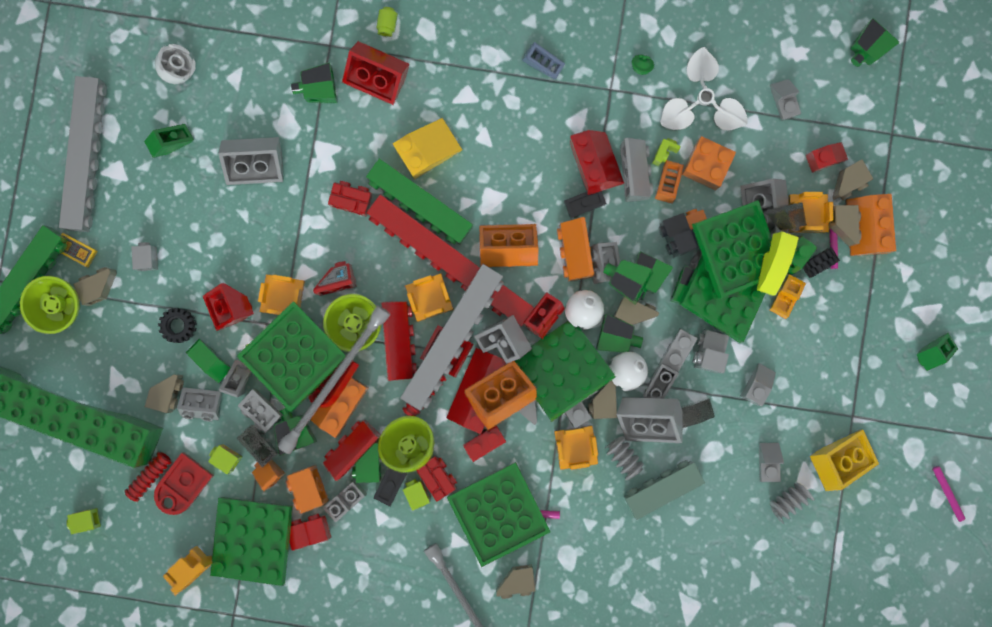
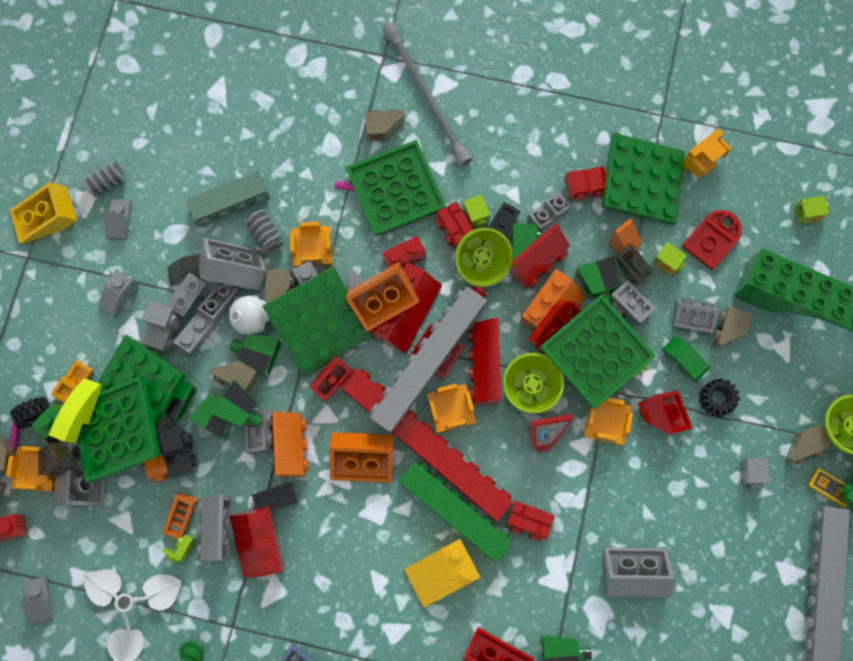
camera: 170 degrees left, 10 degrees down
(148, 476) = (748, 247): red piece -> none
(168, 139) = (730, 603): green slope -> none
(236, 379) = (658, 333): light grey slope -> none
(307, 489) = (586, 222): orange brick -> none
(377, 318) = (505, 380): light grey hose -> none
(505, 336) = (373, 357): light grey brick -> none
(584, 309) = (287, 382): white cylinder -> none
(691, 385) = (186, 294): none -> light grey bracket
(708, 163) = (134, 531): orange brick -> none

